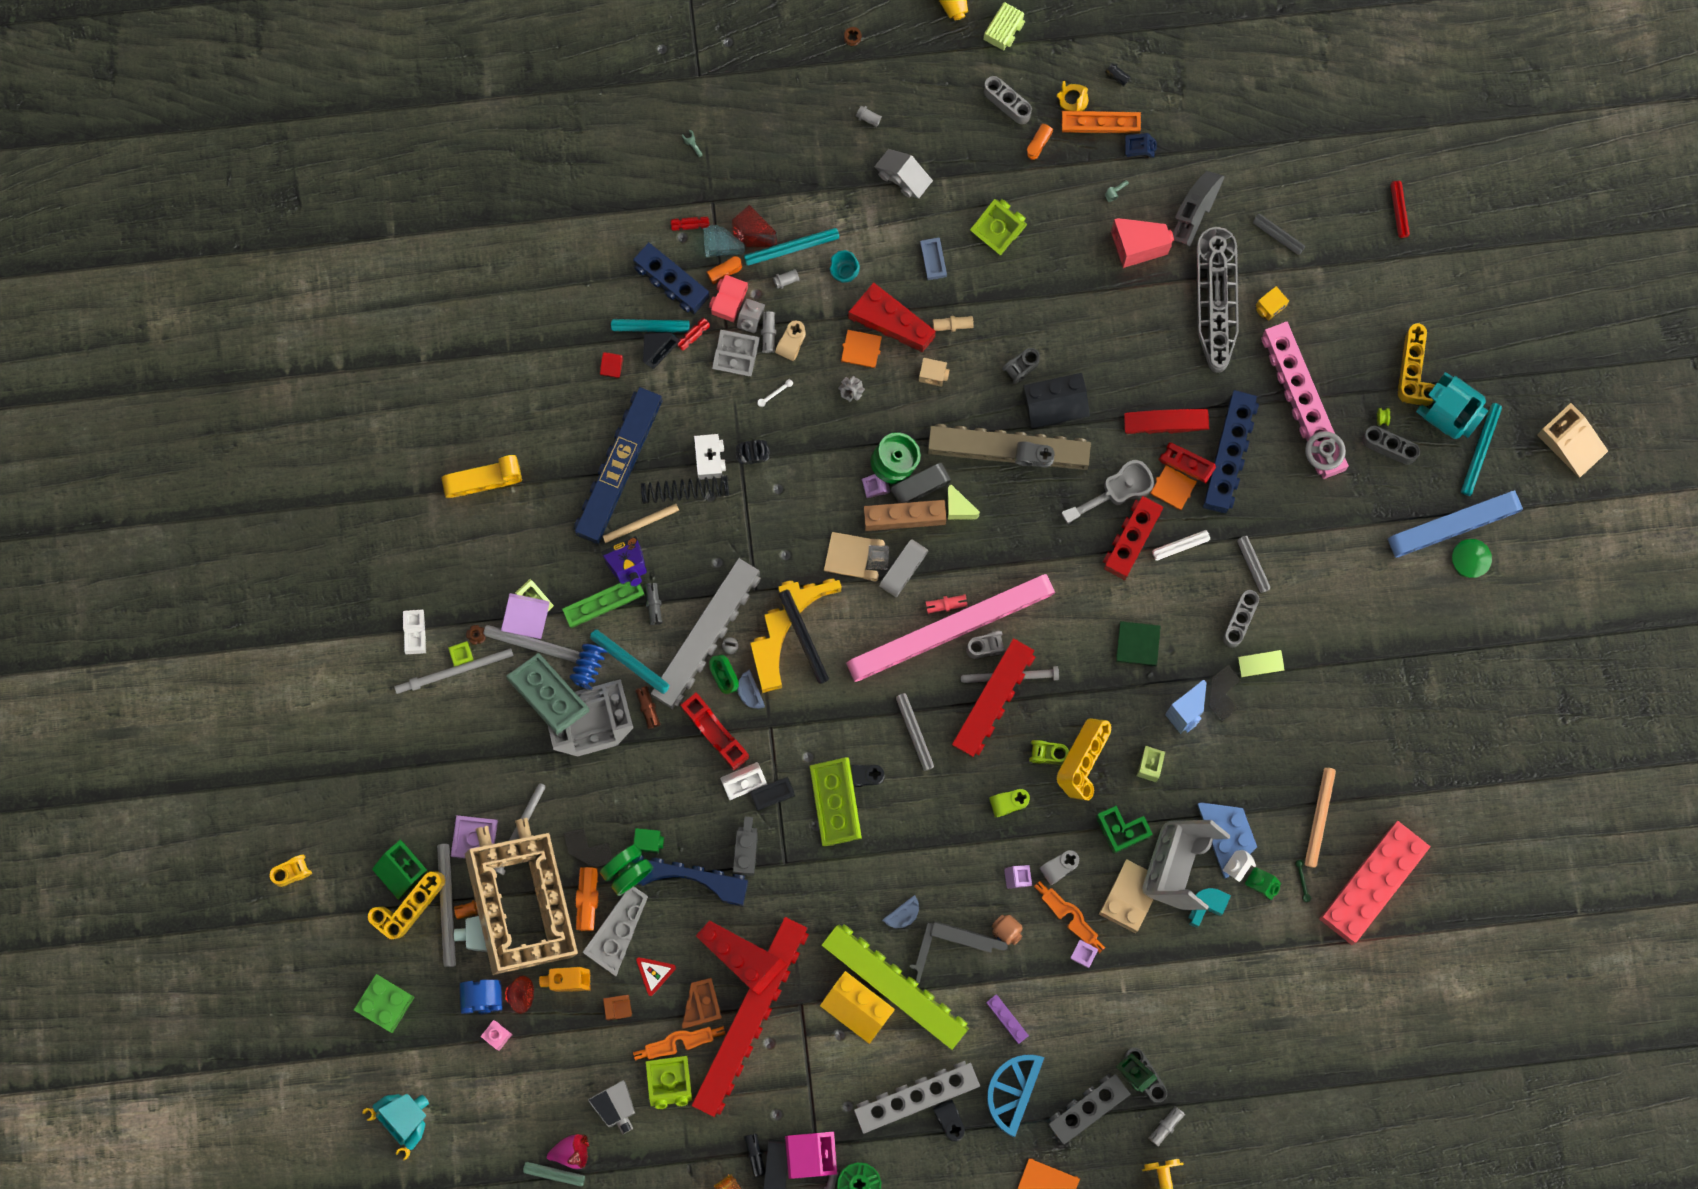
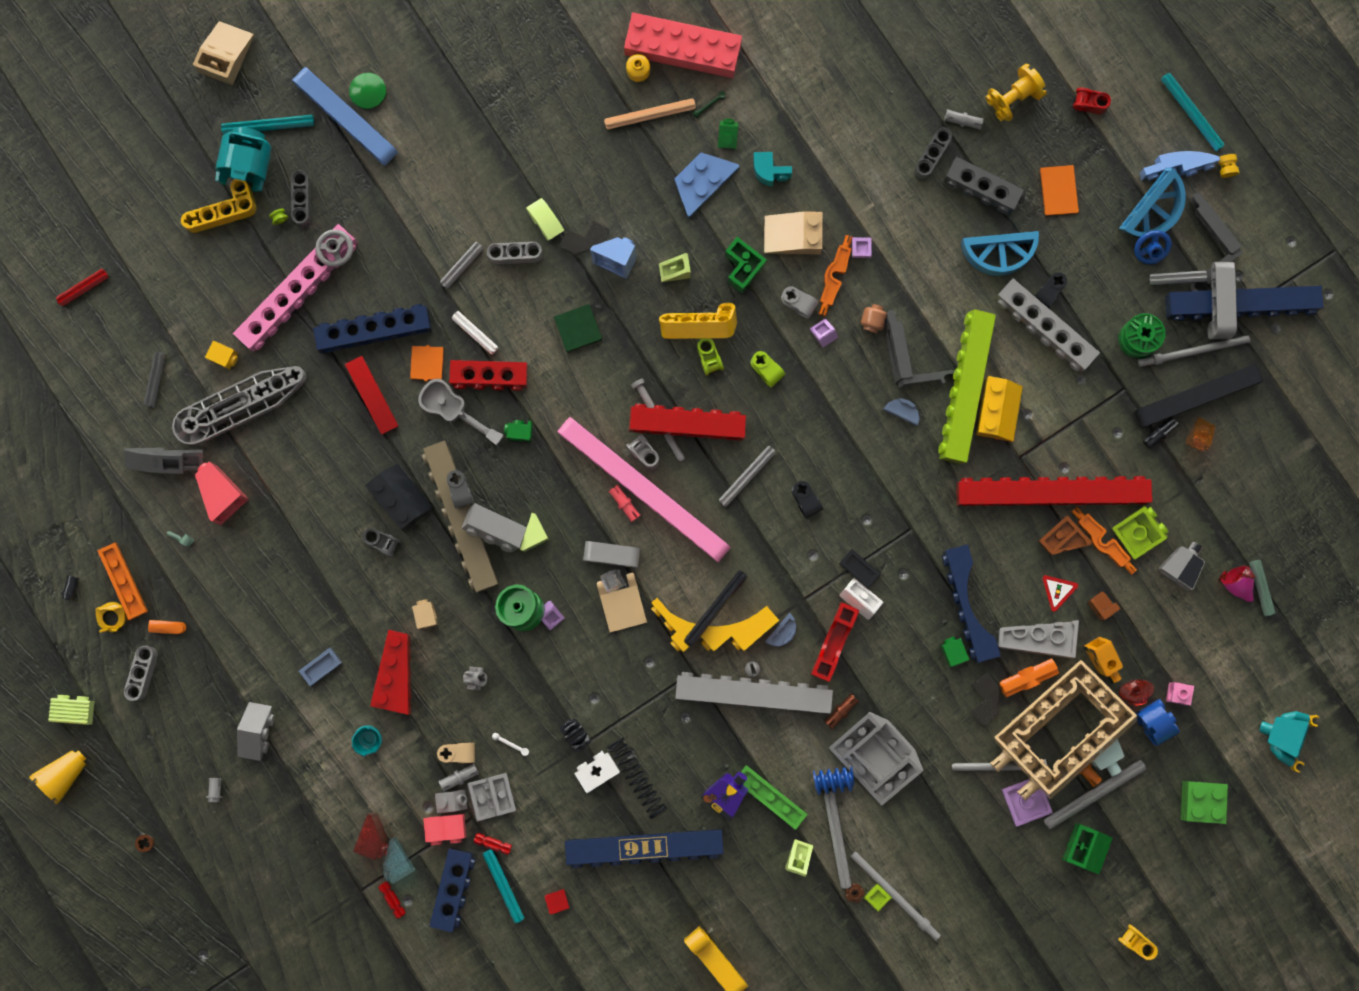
camera: 115 degrees left, 5 degrees up
(410, 902) = (1112, 822): yellow beam -> none
(414, 632) = (879, 949): white slope -> none
(525, 616) = (819, 857): lavender tile -> none
(547, 693) = (875, 802): sand green tile -> none
(626, 870) = (995, 651): green wheel -> none
(629, 661) = (812, 746): teal axle -> none
(640, 523) = (684, 801): tan bar -> none
(653, 604) = (750, 753): dark grey pin -> none
(657, 347) = (521, 868): black slope -> none
(691, 141) = (314, 938): sand green hand -> none
(723, 674) = (780, 661): green plate -> none
(728, 268) = (420, 846): orange bar -> none
(745, 849) = (919, 565): dark grey hinge -> none
(746, 960) = (1012, 523): red wedge -> none
(786, 278) = (402, 787): light grey pin -> none
(791, 246) = (369, 797): teal axle -> none
(811, 1155) = (1139, 385): dark pink slope -> none
(835, 801) = (841, 511): lime tile -> none
(861, 349) = (433, 689): orange piece -> none
(905, 515) = (565, 576): medium nougat brick -> none
(921, 484) = (531, 576): dark grey beam -> none
(953, 323) = (372, 620): tan pin -> none
(982, 469) = (493, 528): none -> light grey brick
(999, 225) = (263, 623): lime plate -> none
(1007, 1019) = (945, 285): medium lavender piece -> none
(1064, 539) = (519, 431): none -> green brick
(1136, 1073) = (939, 156): dark green slope -> none
(1140, 145) = (128, 536): dark blue bracket -> none
(1174, 859) = (749, 212): light grey windscreen -> none
(1187, 462) = (400, 359): red plate -> none
(1239, 864) = (725, 157): white plate -> none
(1365, 830) = (638, 68): none -> yellow head

